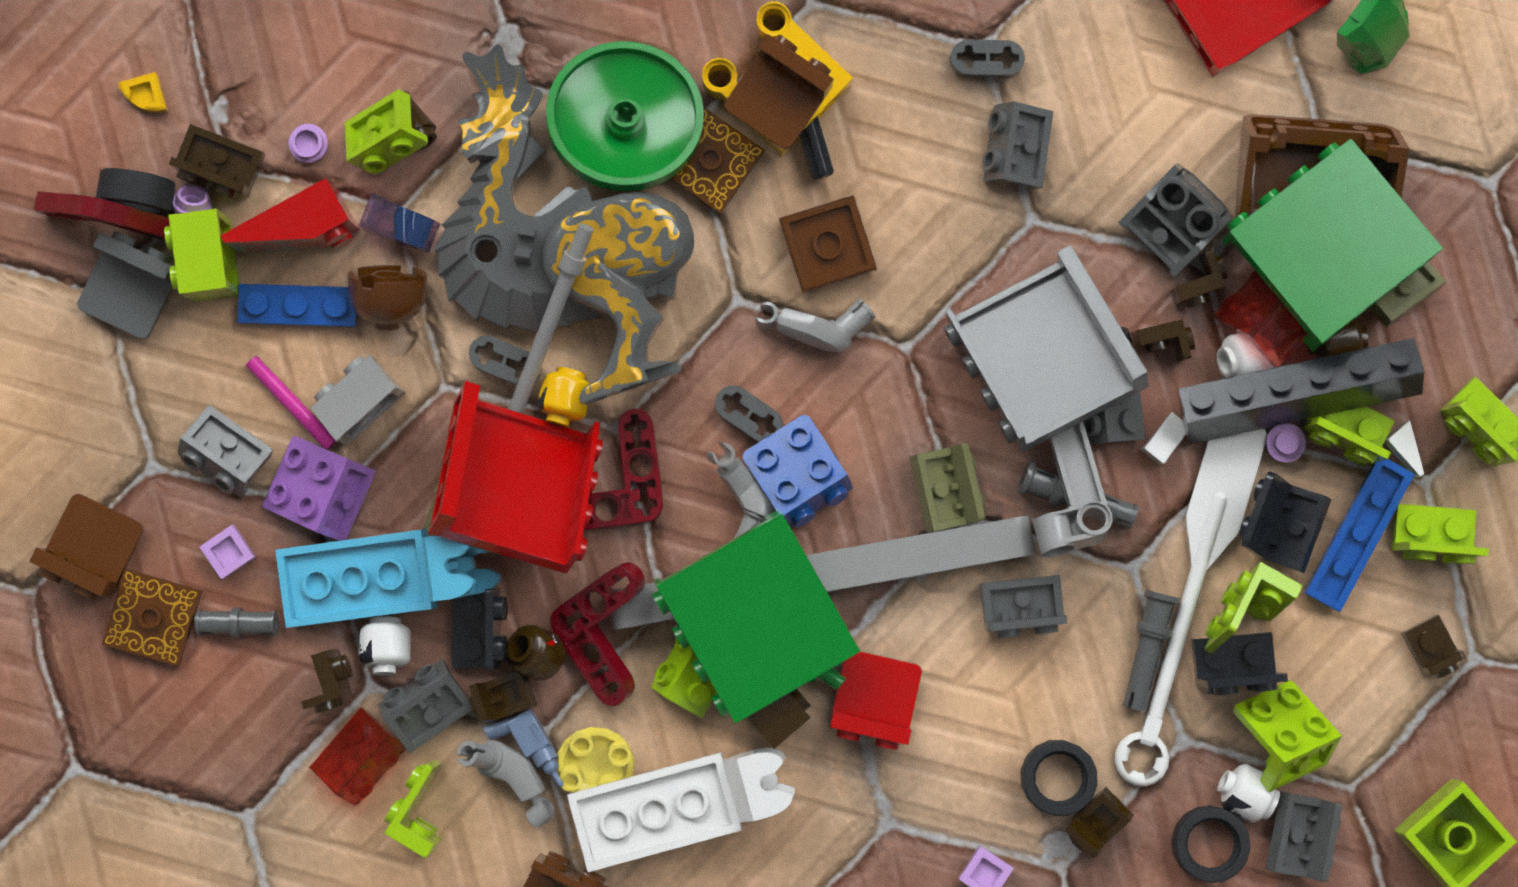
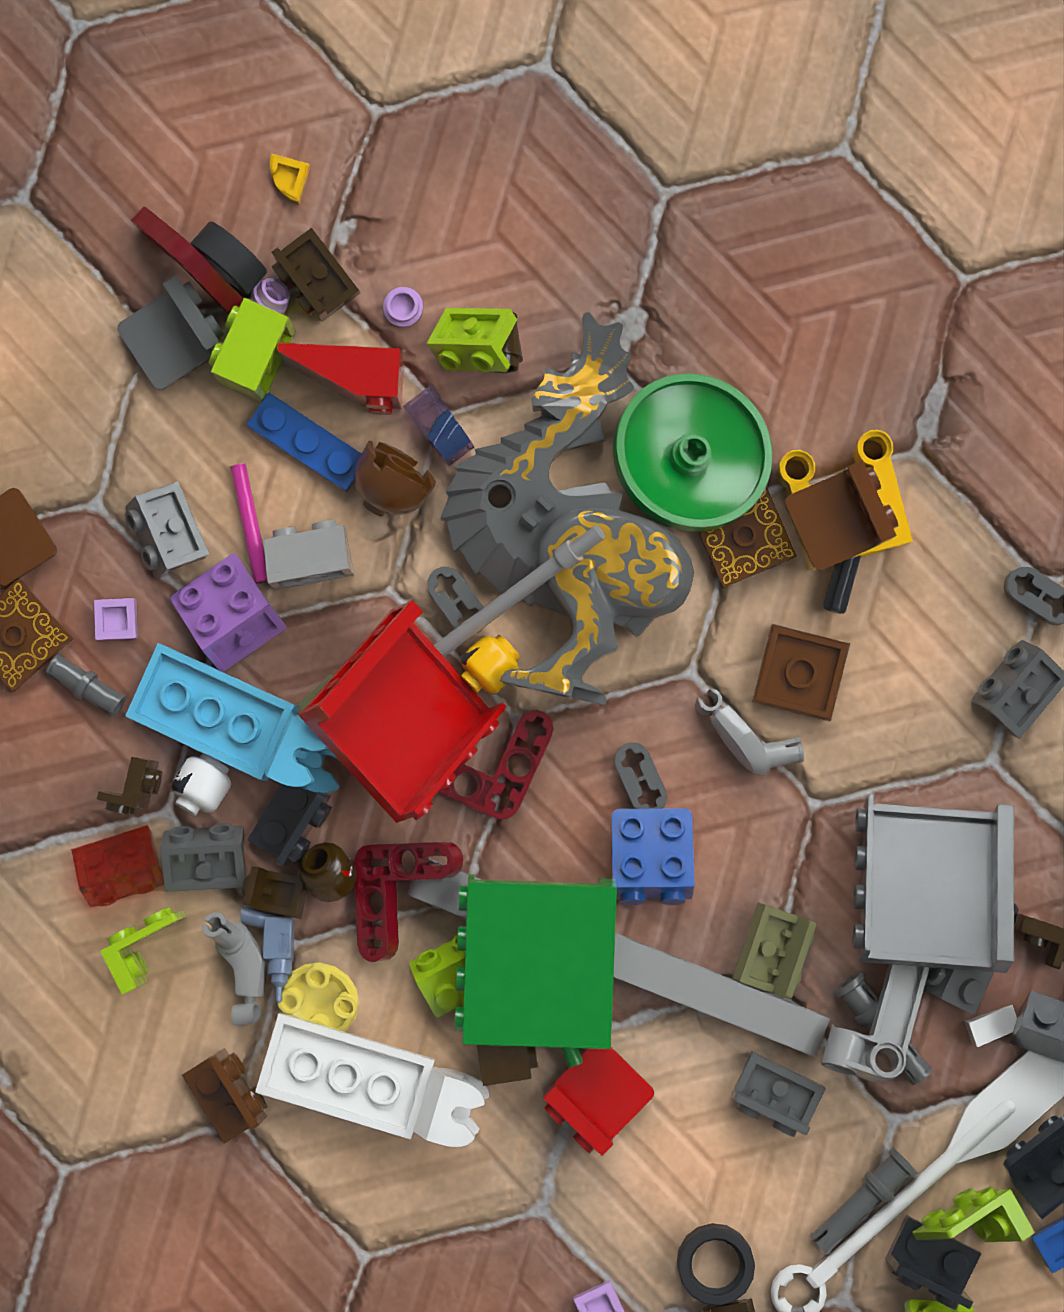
camera: 35 degrees right, 0 degrees up
(743, 487) = (597, 842): light grey arm -> none

